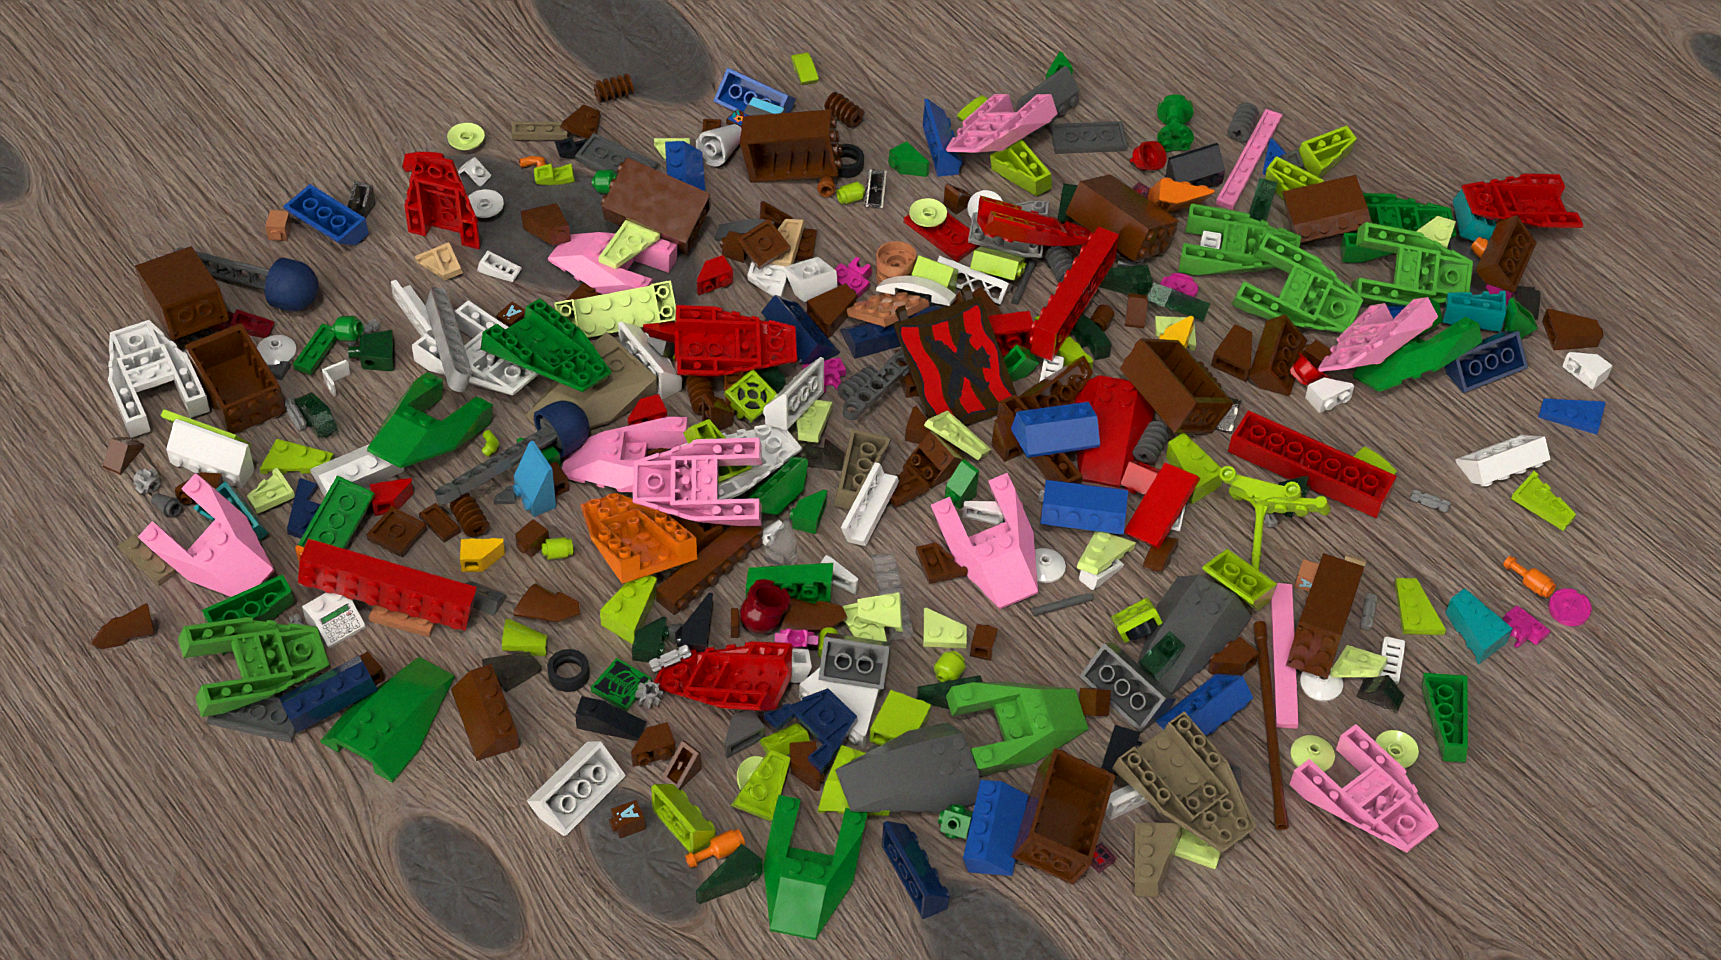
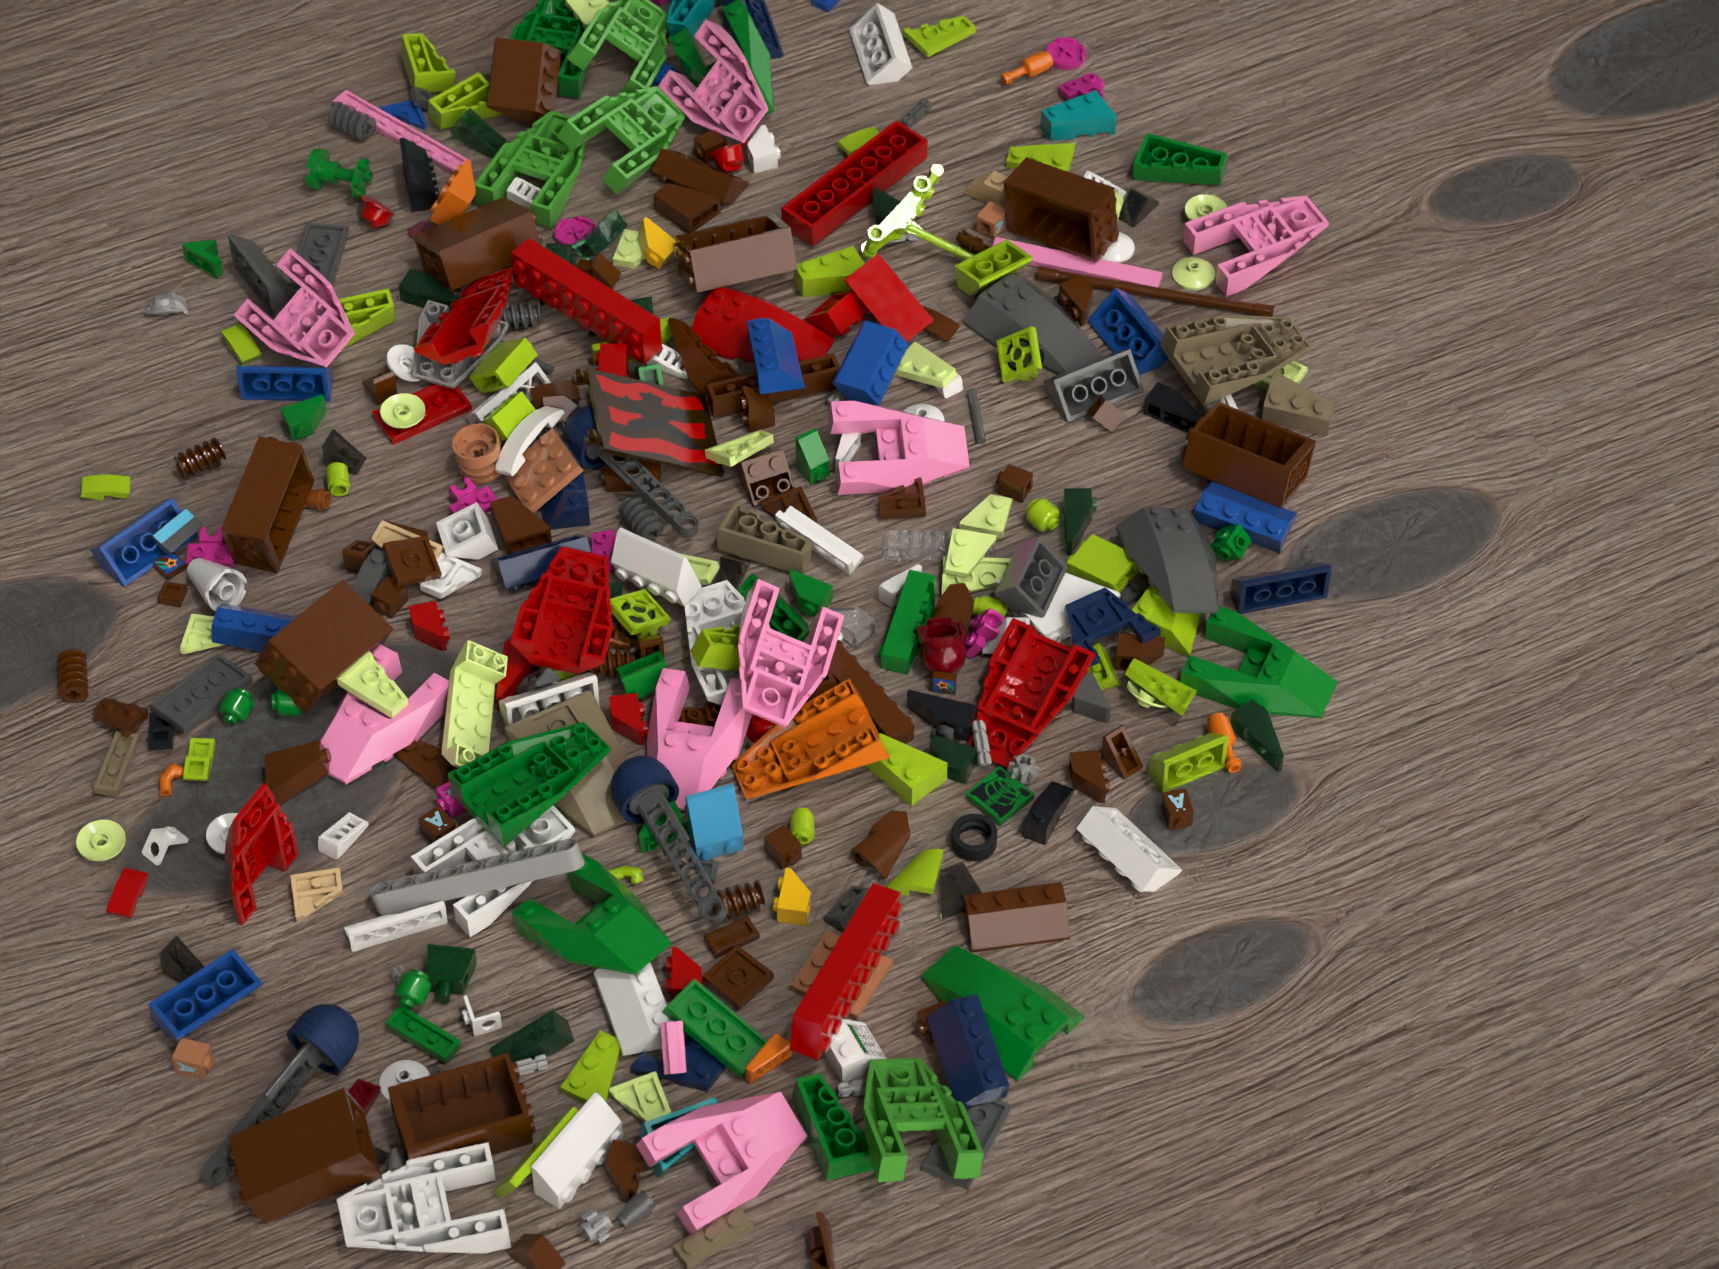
camera: 75 degrees left, 0 degrees up
(307, 492) = (673, 1047): none -> bright pink axle
(685, 405) = (642, 674): none -> green slope
(915, 427) = (715, 482): reddish brown slope -> none
(1002, 62) = (166, 304): none -> light grey hat
(1029, 716) = (1122, 461): bright green wedge -> none
(1151, 443) = (791, 298): dark grey piece -> none
(1162, 656) = (1075, 343): clear green slope -> none
(1274, 568) = (974, 244): none -> reddish brown pin

